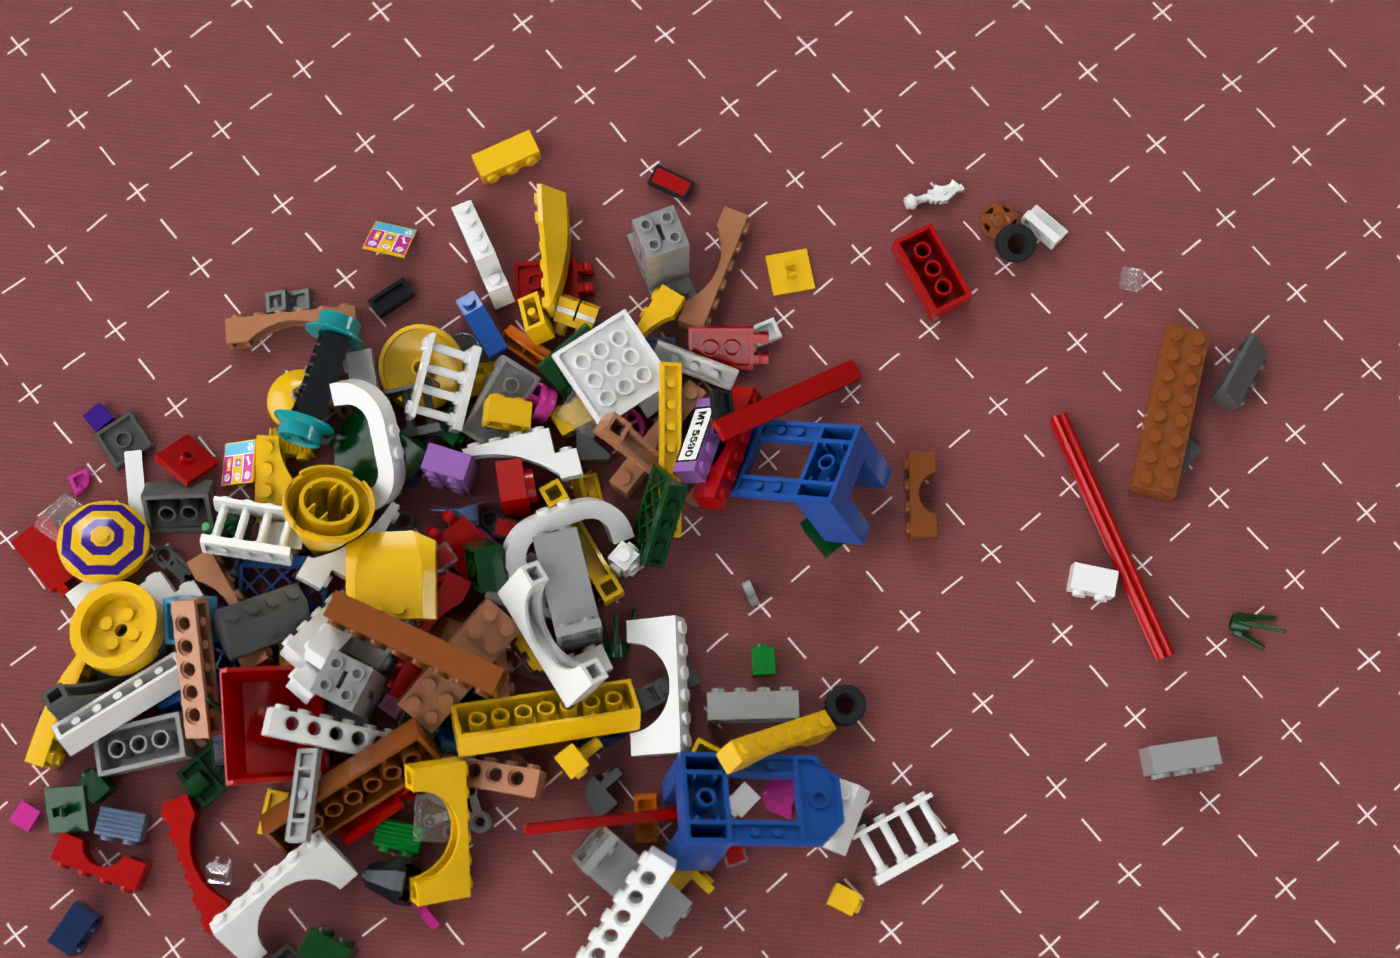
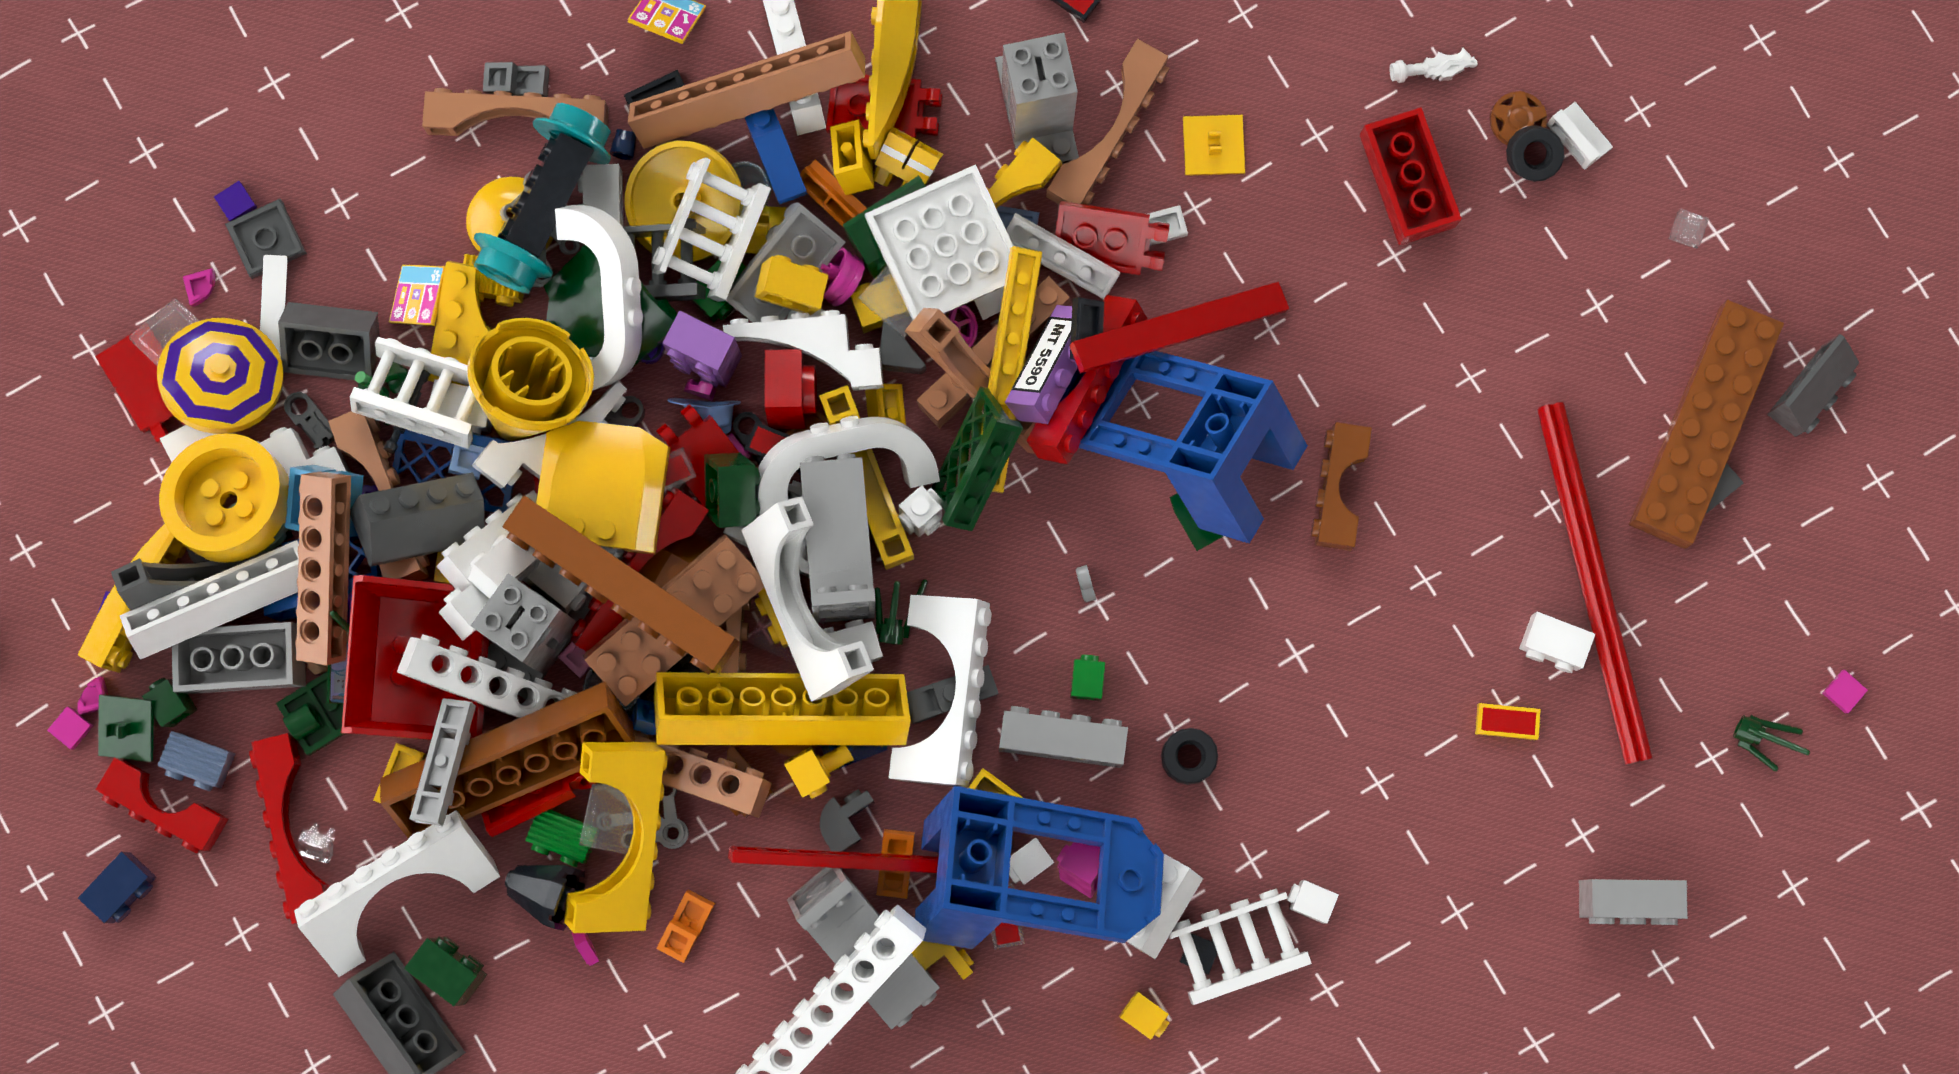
camera: 10 degrees right, 5 degrees up
(37, 793) = (90, 697): none -> dark pink tile
(186, 460) = (346, 280): red plate -> none
(288, 574) = (463, 459): none -> light blue plate
(372, 335) = (623, 145): none -> dark blue hose
(453, 498) = (700, 389): none -> dark pink tile
(454, 282) = (747, 90): none -> nougat brick
(500, 888) = (685, 926): none -> orange slope
(761, 744) = (1057, 795): yellow arch -> none
(881, 846) = (1206, 952): none -> black tile
(951, 795) = (1312, 901): none -> white brick
(1067, 644) = (1507, 721): none -> red tile
(1301, 584) = (1844, 691): none -> dark pink tile

